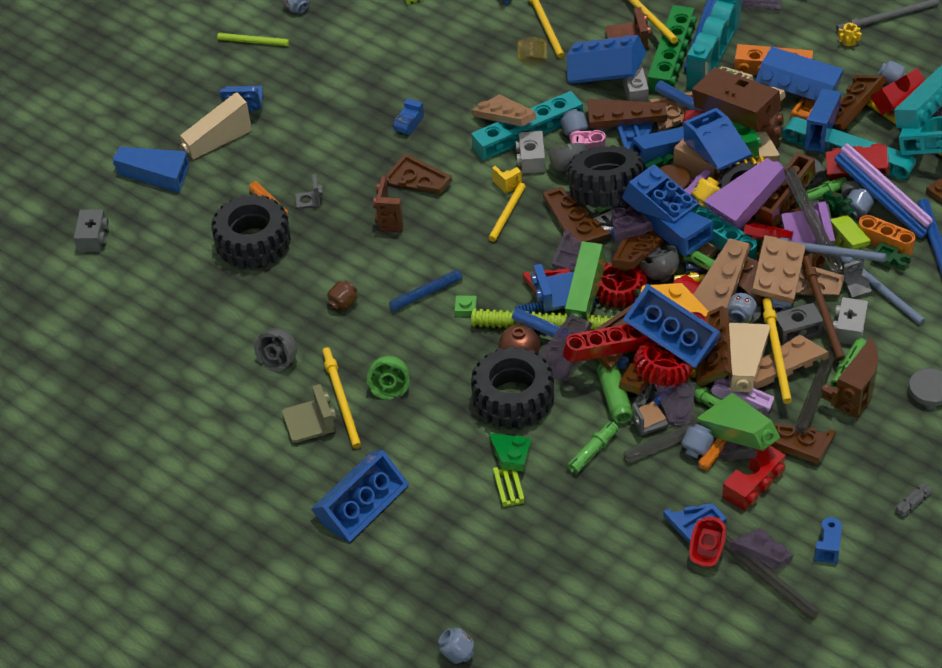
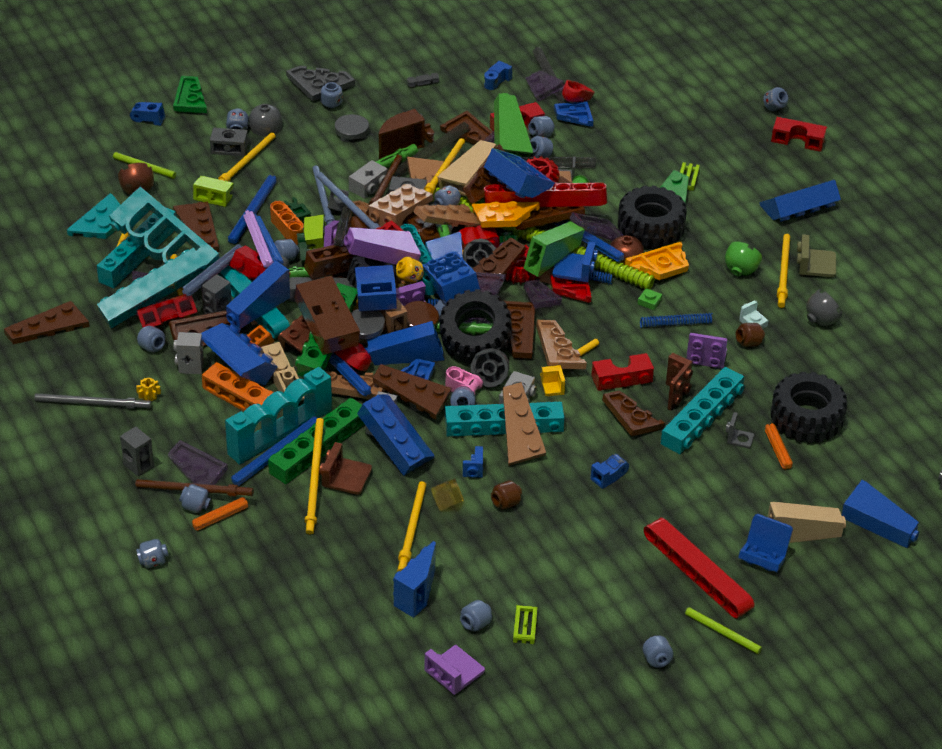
camera: 160 degrees left, 5 degrees down
(294, 70) = (699, 568): none -> red beam
(348, 323) = (750, 315): none -> light aqua bracket
(351, 202) = (702, 410): none -> teal brick
(375, 255) = (707, 350): none -> medium lavender bracket
(421, 605) = (788, 129): none -> red arch
(458, 200) = (609, 376): none -> red arch
(472, 344) = (661, 262): none -> light orange wing
(482, 62) = (506, 494): none -> reddish brown head
(522, 206) = (557, 348): none -> medium nougat wing
(525, 79) = (474, 467): none -> blue bracket
(598, 441) = (608, 175): bright green pin -> none
(716, 474) = (541, 126): none -> sand blue head
(843, 56) = (189, 353): none -> light grey brick
(868, 118) = (216, 295): none -> dark grey brick
(890, 127) = (210, 272): none -> sand blue axle

